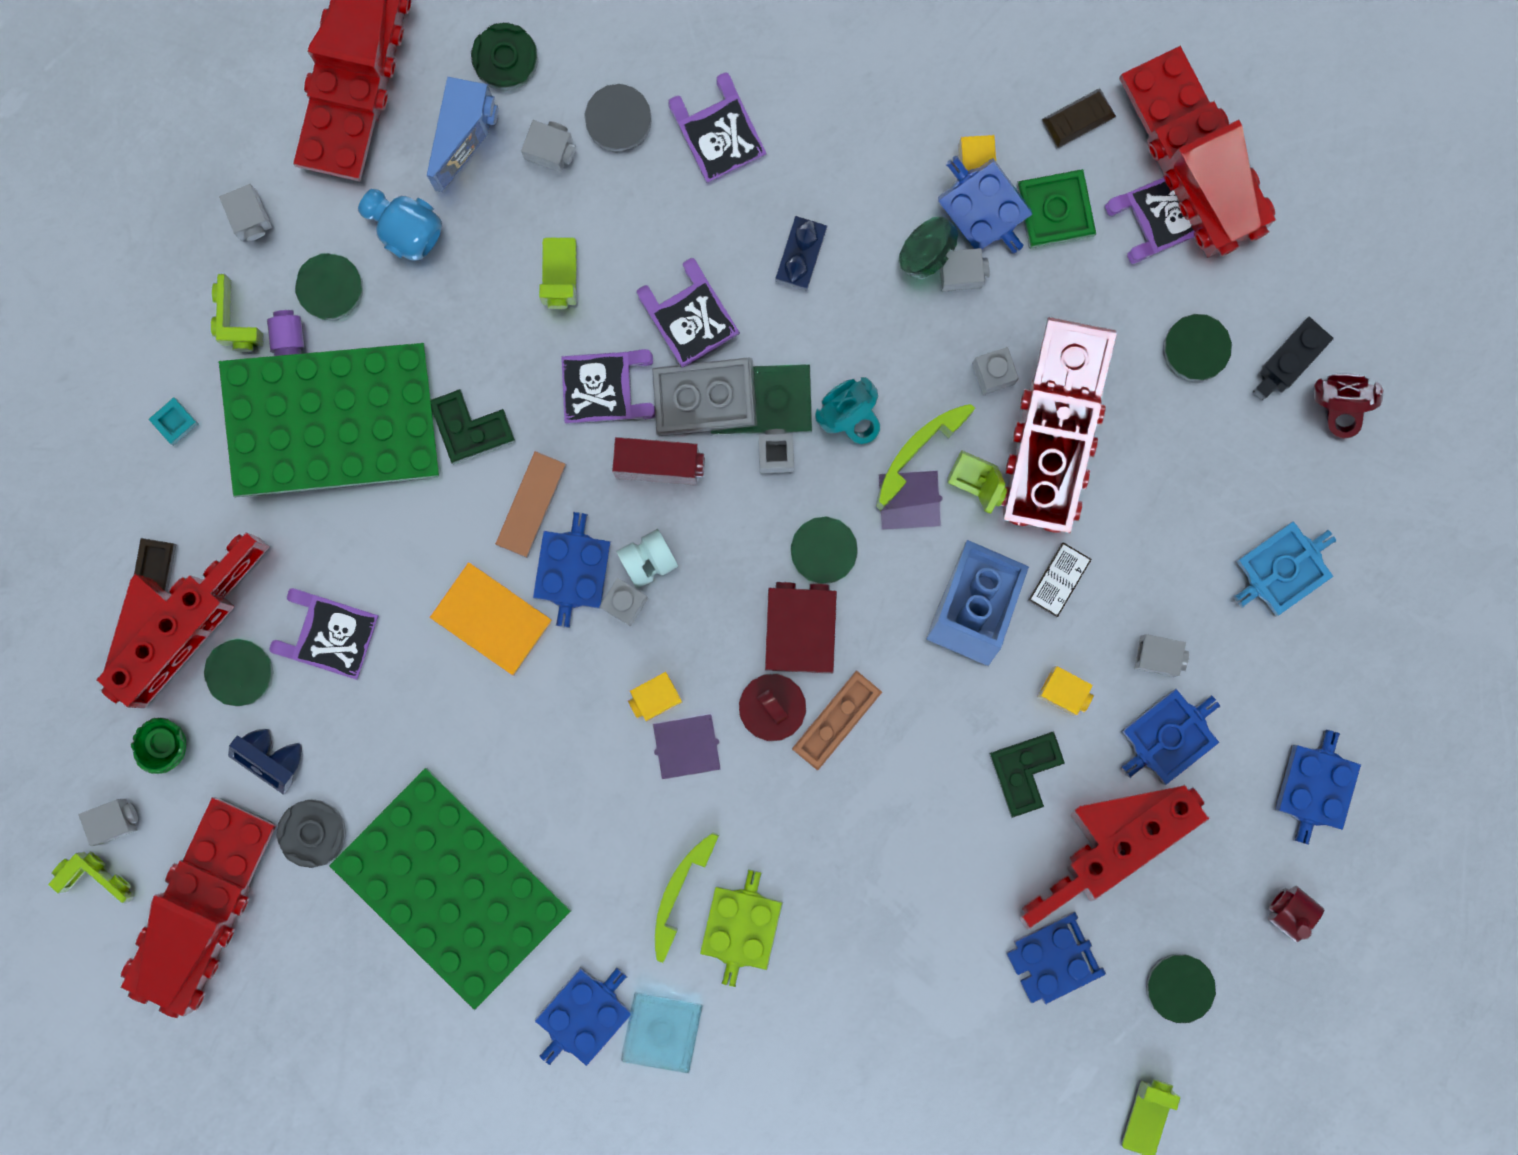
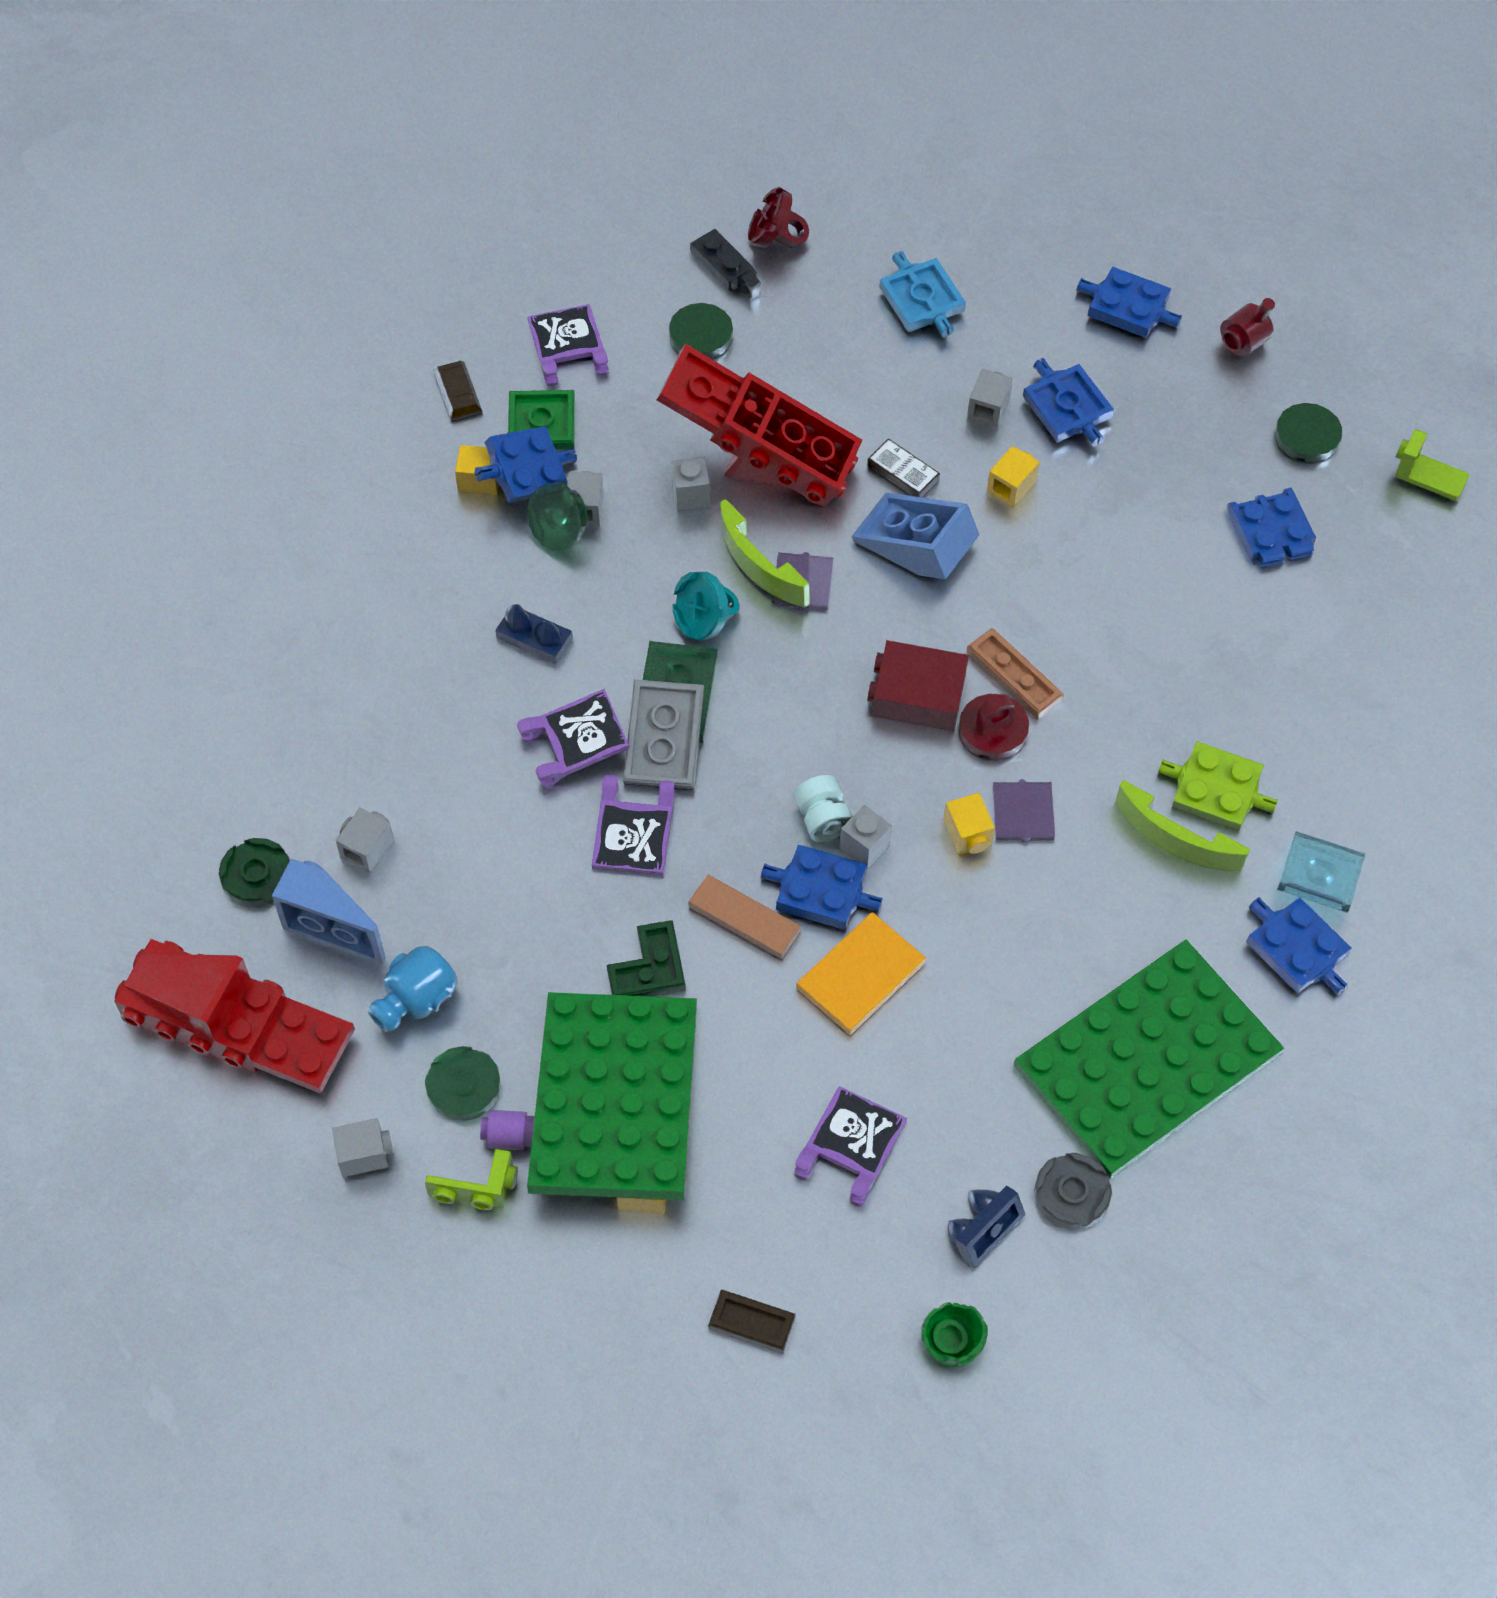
camera: 80 degrees left, 25 degrees down
(69, 871) = (1087, 1456): lime bracket -> none
(109, 821) = (1035, 1405): light grey brick -> none
(164, 630) = (819, 1289): red wedge -> none
(173, 421) = (579, 1271): teal tile -> none
(197, 910) = (1151, 1317): red wedge -> none
(238, 672) = (880, 1242): clear green tile -> none
(558, 273) = (505, 851): lime bracket -> none
(618, 117) = (351, 775): dark grey tile -> none
(657, 461) = (724, 778): dark red brick -> none
(721, 134) = (391, 686): flag -> none
(776, 451) = (735, 674): light grey brick -> none
(824, 550) = (840, 658): clear green tile -> none
(980, 479) = (799, 505): lime bracket -> none
(1016, 767) = (1084, 532): dark green tile -> none
(1118, 827) = (1174, 446): red wedge -> none
(1199, 154) = (531, 291): red wedge -> none

